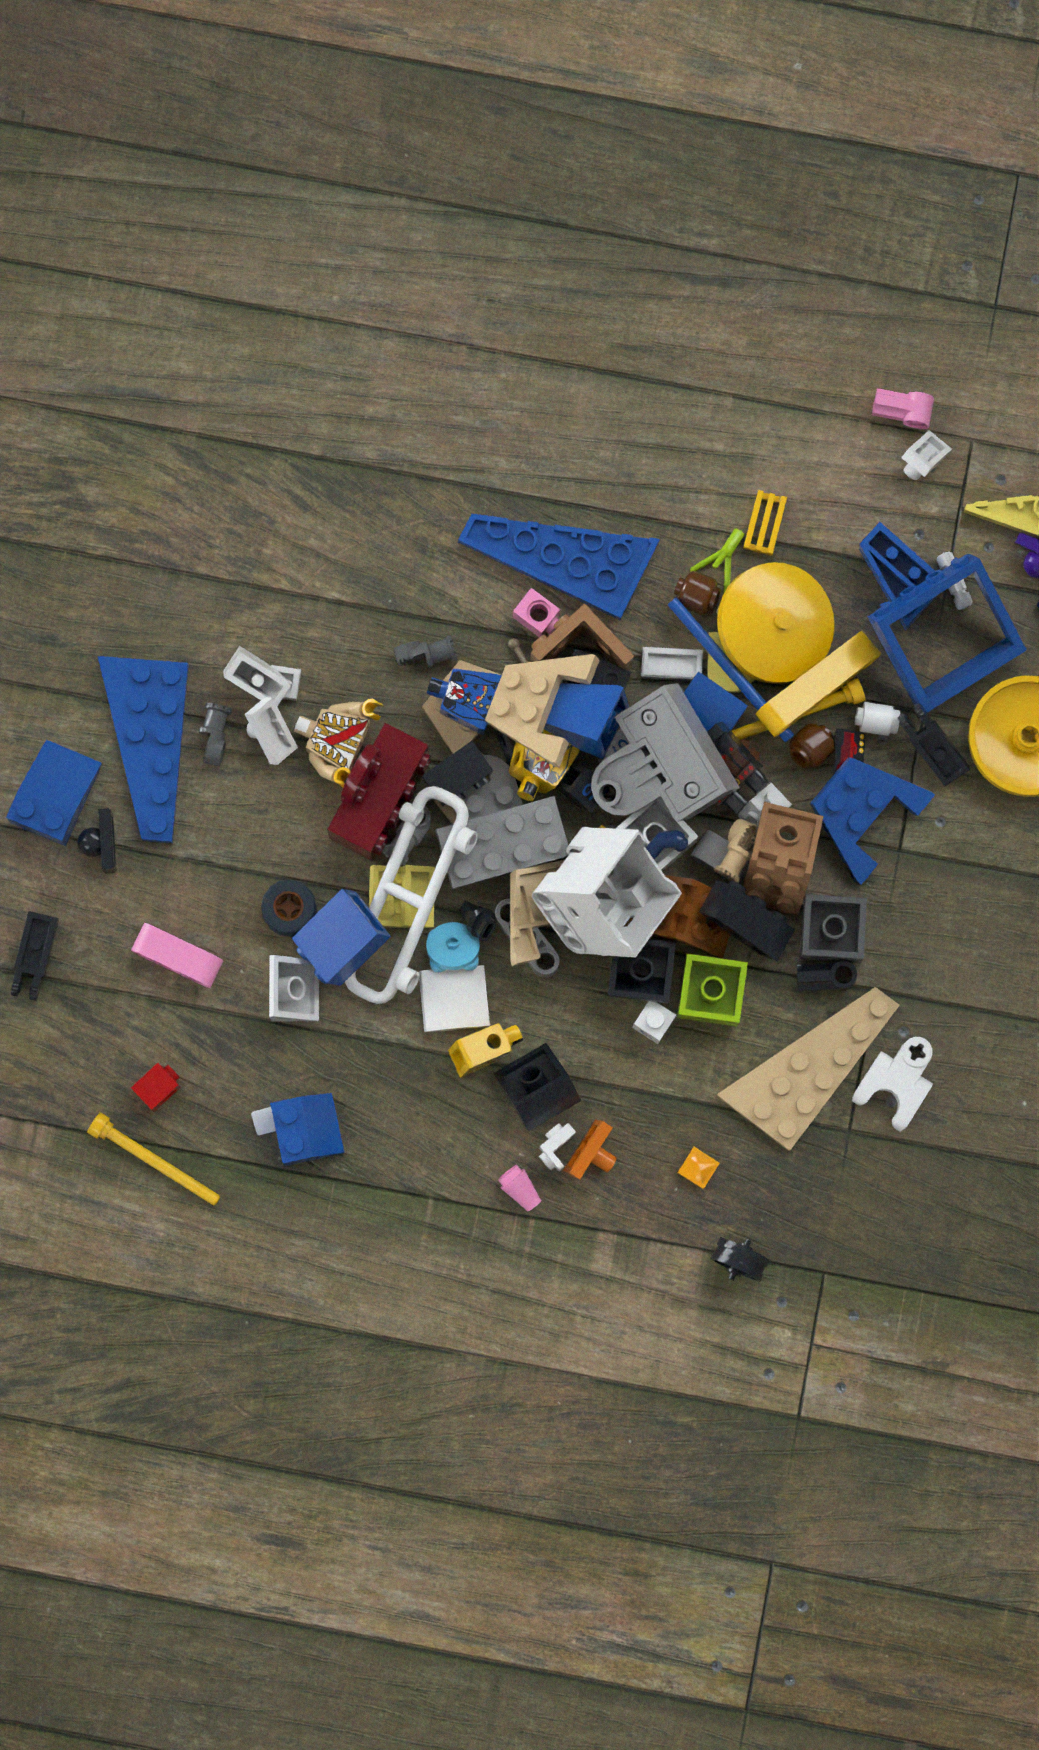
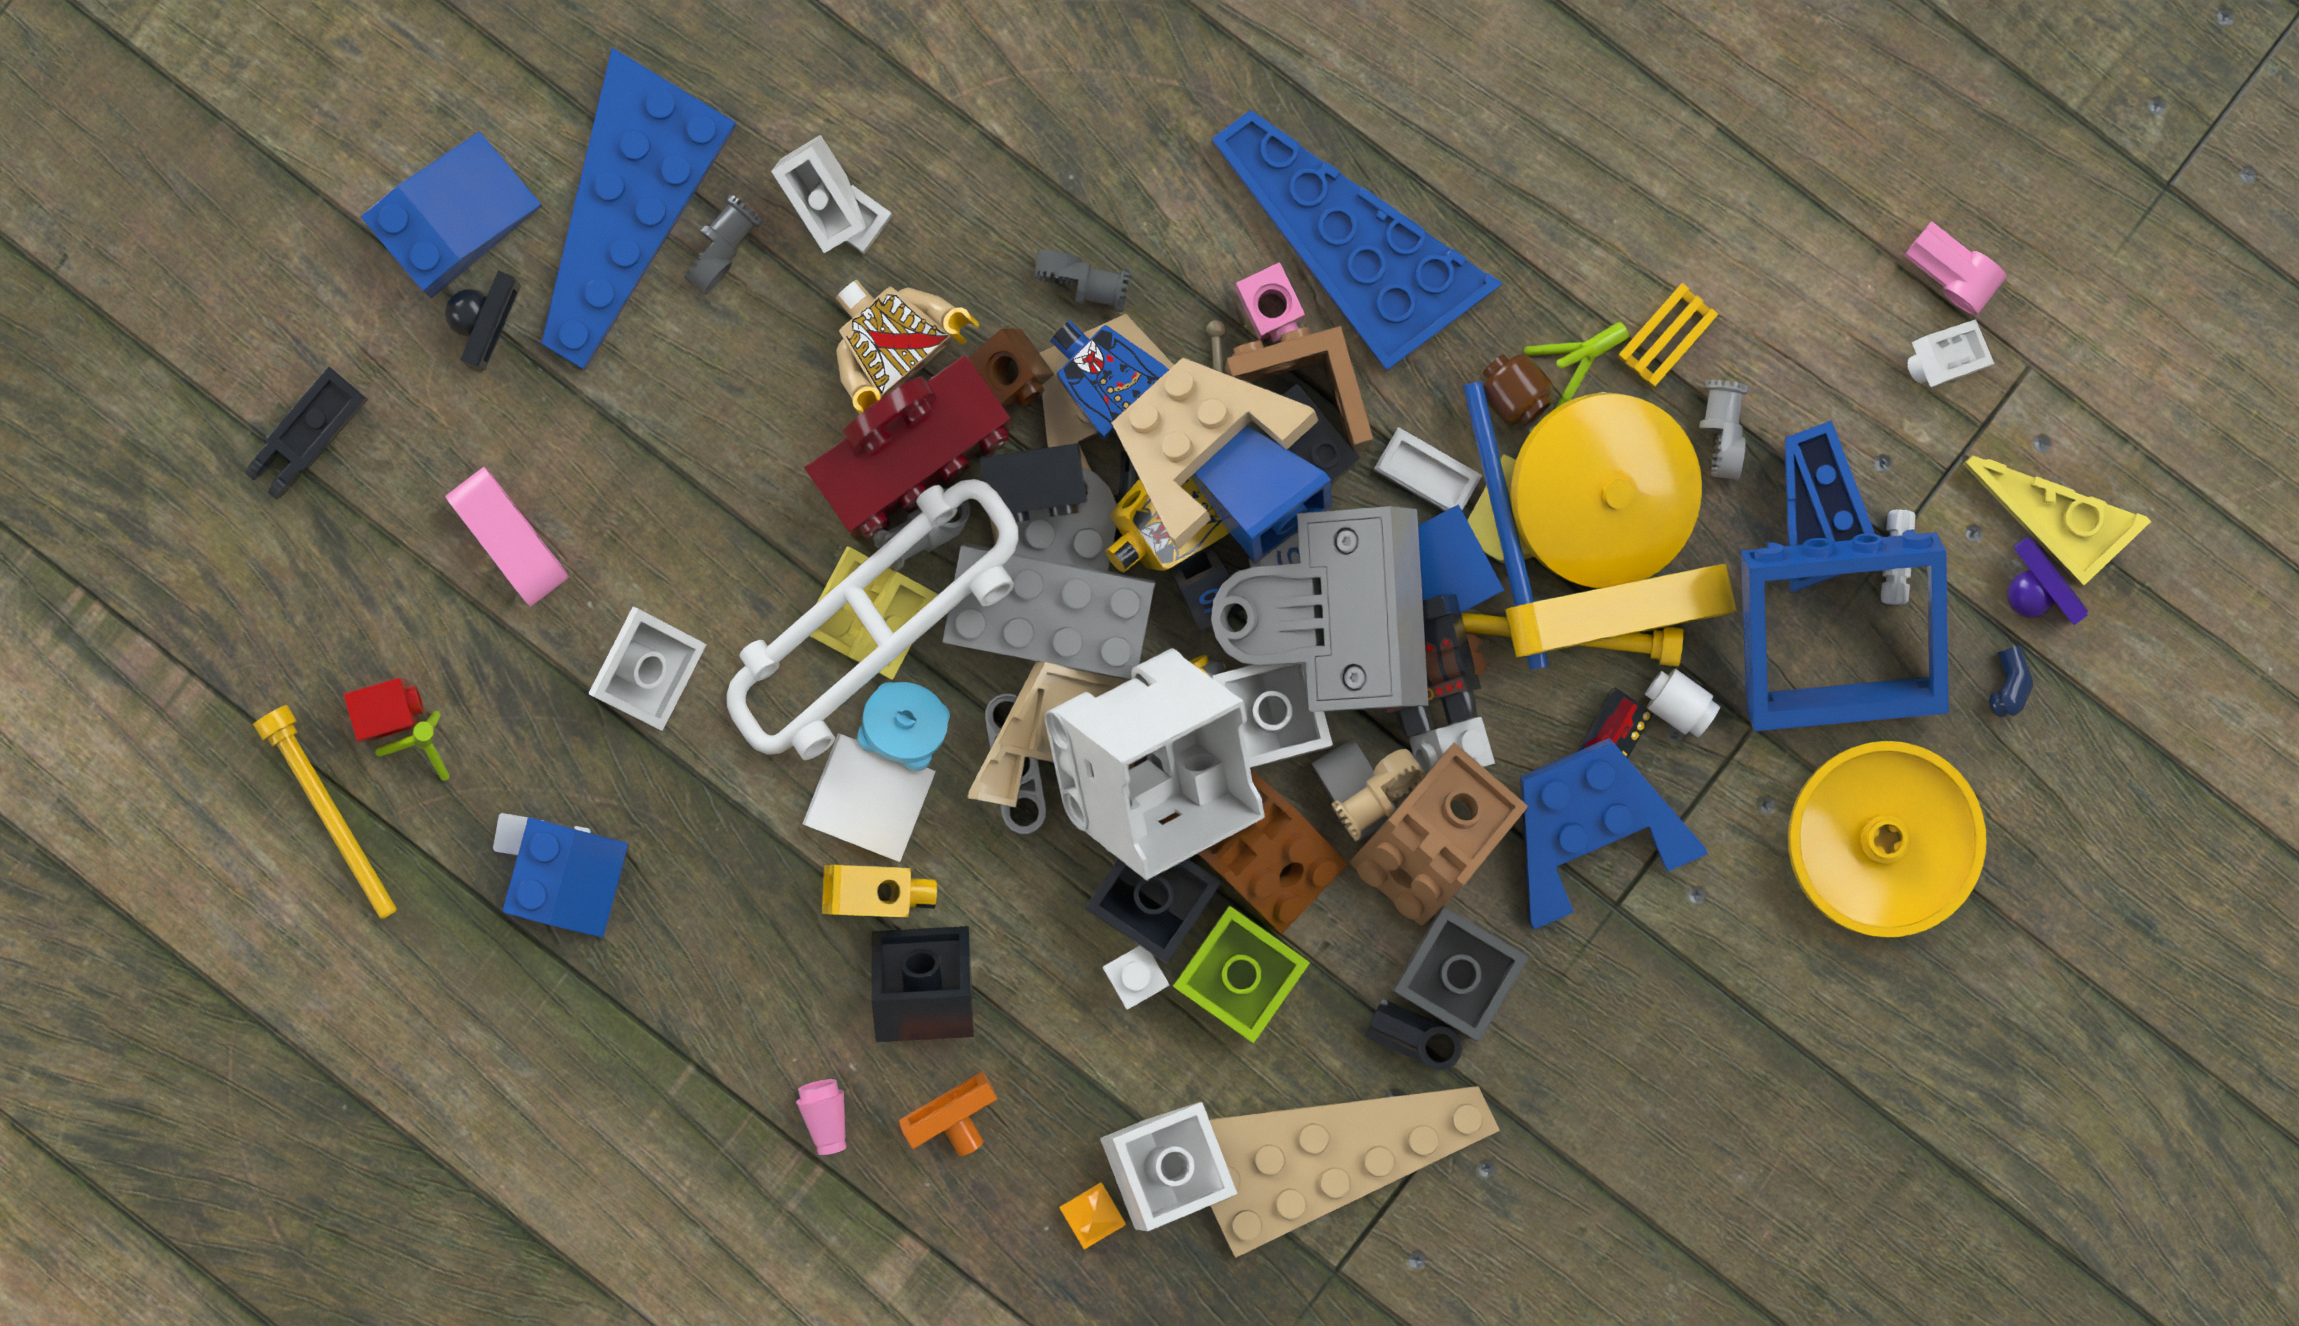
camera: 25 degrees right, 5 degrees up
(188, 1089) = (423, 739): none -> lime plant
(270, 730) = (801, 281): white tile -> none
(282, 900) = (687, 538): black wheel -> none
(340, 938) = (748, 630): brick -> none
(400, 718) = (993, 361): none -> reddish brown brick
(479, 920) = (959, 704): black piece -> none
(556, 1138) = (913, 1071): white bracket -> none
(667, 839) = (1280, 727): dark blue arm -> none
(727, 1117) = (1168, 1166): none -> white slope
(747, 919) = (1342, 899): black brick -> none
(811, 745) = (1566, 693): reddish brown head -> none
(819, 553) = (1723, 418): none -> light grey connector
(901, 1078) = (1445, 1234): white piece -> none
(935, 747) = (1742, 785): black hinge -> none

